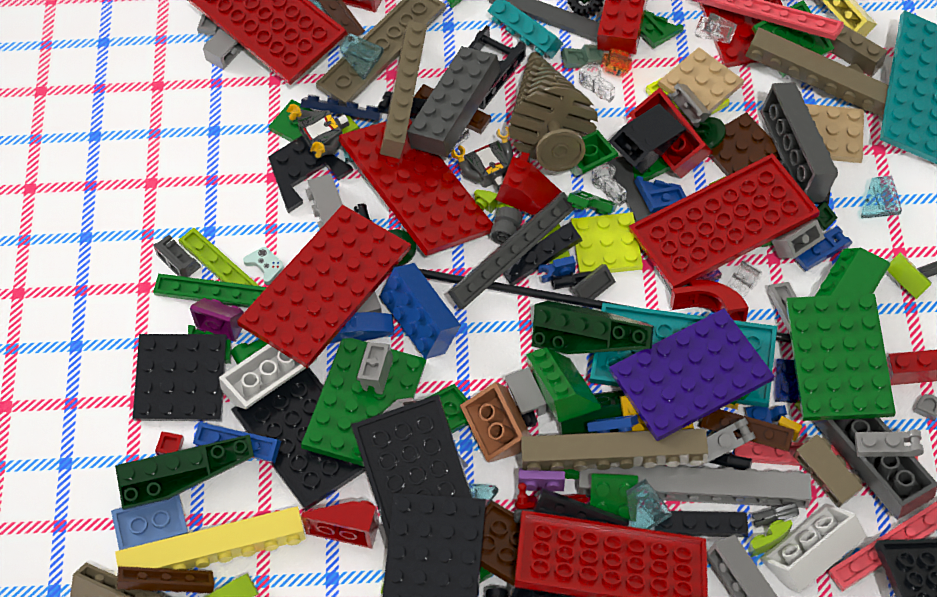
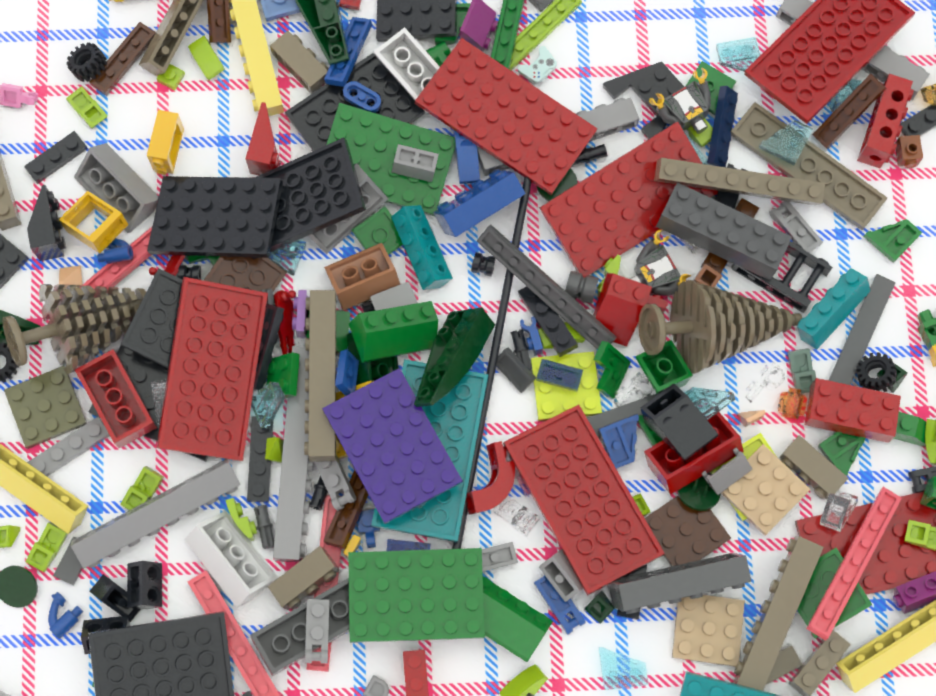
camera: 85 degrees right, 15 degrees up
(244, 493) = (299, 61): none -> dark tan brick
(265, 94) = (738, 53): none -> clear light blue wing
(292, 426) = (363, 96): none -> blue plate
(441, 56) = (796, 227): none -> light grey plate
(465, 366) = (421, 247): none -> teal brick
(482, 310) = (483, 264): none -> black wheel
(498, 119) = (707, 276): none -> dark orange brick
(600, 241) = (559, 375): none -> plate
(618, 117) = (709, 400): none -> clear light blue wing
(631, 94) = (751, 416): none -> light nougat slope
(675, 48) = (813, 468): none -> dark tan brick
(691, 506) = (274, 449): none -> lime slope

